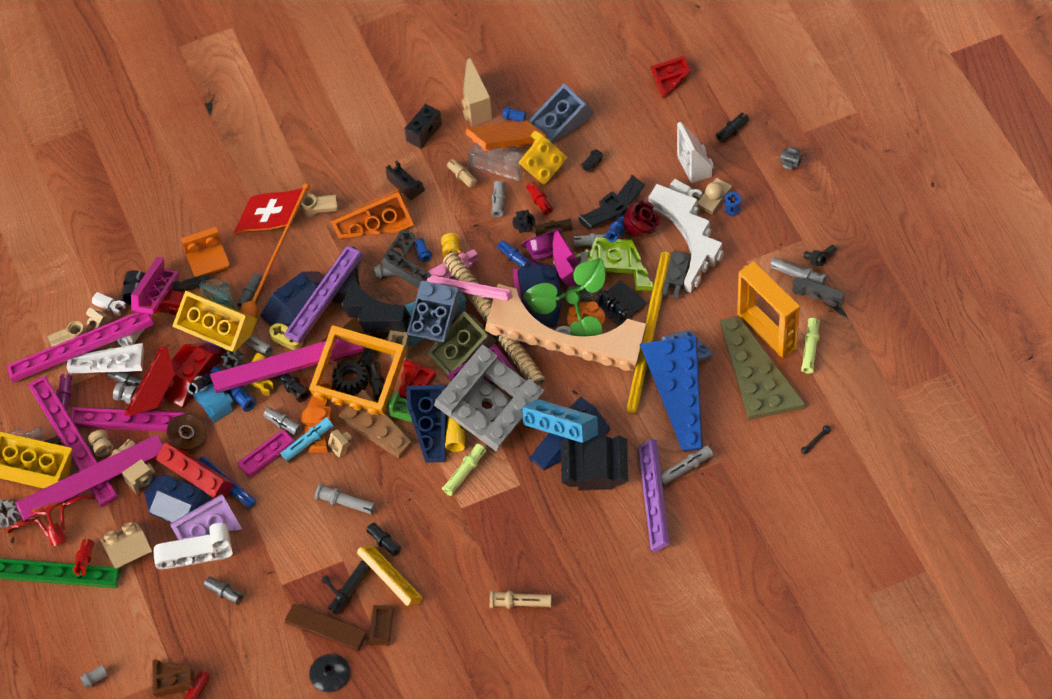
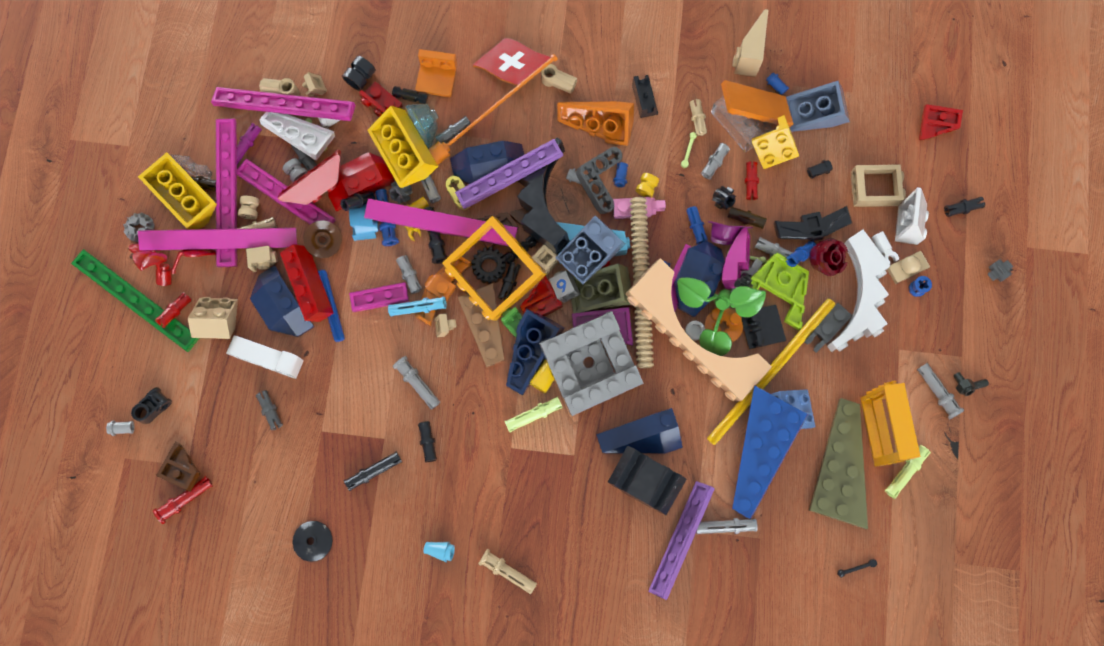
camera: 25 degrees right, 20 degrees up
(108, 303) = (330, 74): white bar -> none
(112, 641) = (151, 405): none -> black piece
(148, 284) = (364, 80): dark pink fence -> none
(198, 521) = (292, 336): lavender wing -> none
(325, 627) = (332, 496): reddish brown tile -> none
(339, 596) = (356, 479): black hinge -> none
(381, 625) = (379, 523): reddish brown tile -> none
(390, 575) = (412, 481): yellow tile -> none
(423, 126) = (691, 51): black brick -> none
(428, 356) = (564, 286): none -> light grey brick
(449, 615) = (440, 550): none -> medium azure cone
(473, 215) = (684, 164): none -> yellowish green hinge
(474, 289) = (634, 245): bright pink axle -> none
(560, 420) = (638, 428): dark azure brick -> none
(661, 156) = (858, 186): none -> tan window
(818, 292) = (945, 421): dark grey hinge -> none

